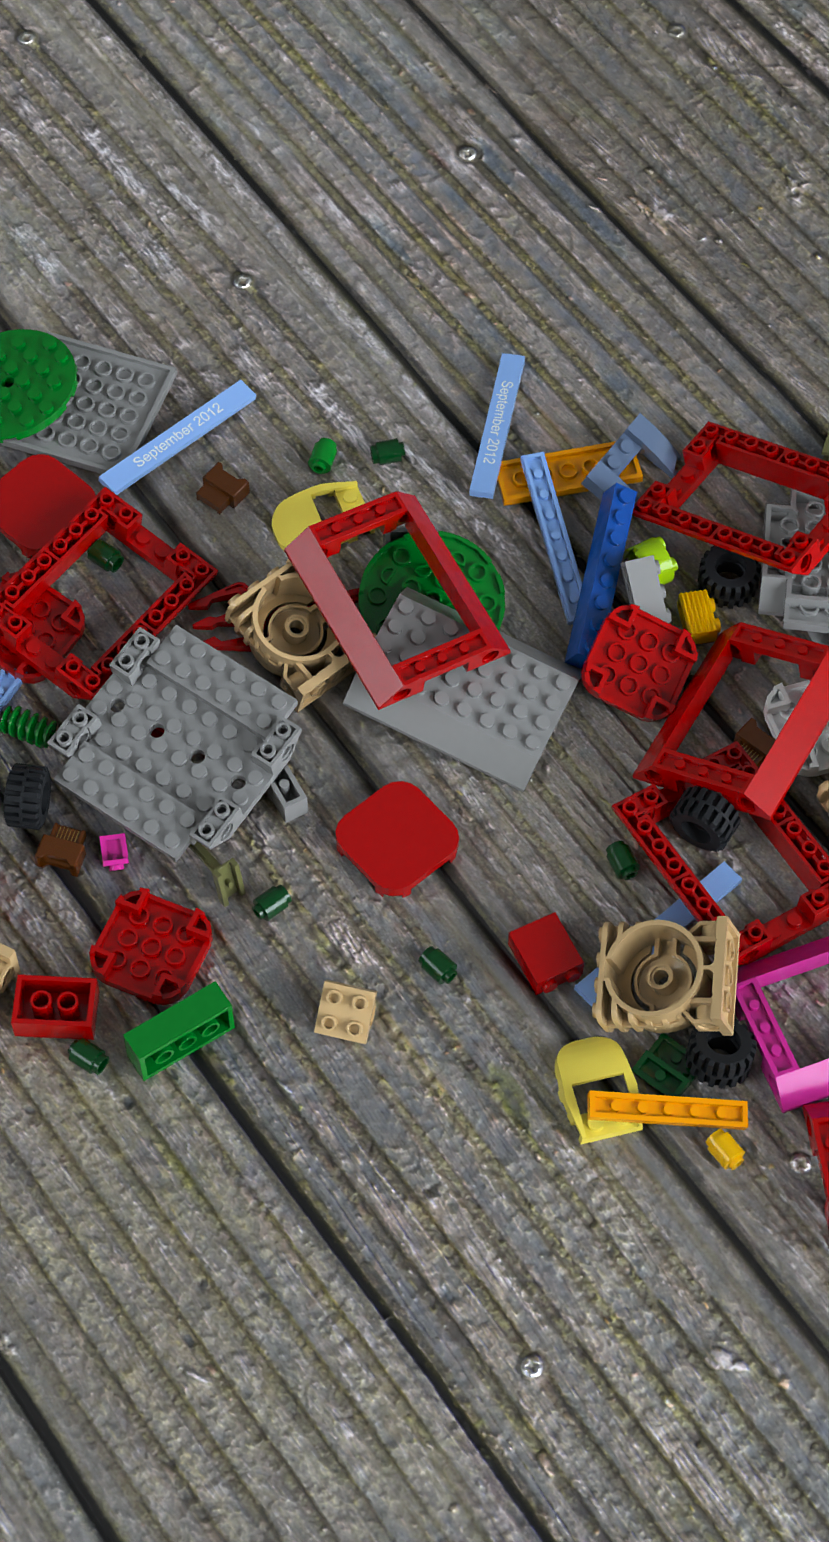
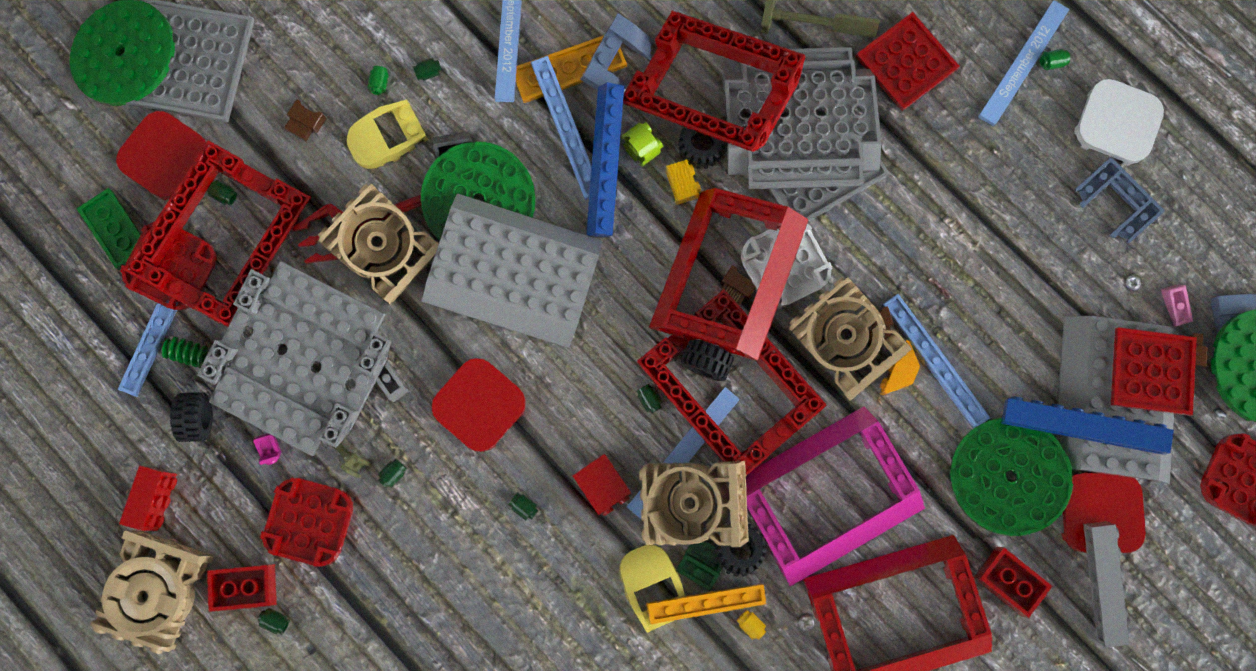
camera: 10 degrees left, 20 degrees up
(62, 849) = (228, 450): reddish brown piece -> none
(177, 437) = (262, 80): light blue tile -> none
(179, 1031) = (336, 595): green brick -> none
(346, 1011) = (459, 557): tan plate -> none
(382, 680) = (429, 144): red slope -> none
(639, 663) = (642, 233): red tile -> none
(644, 586) = (644, 185): light grey brick -> none

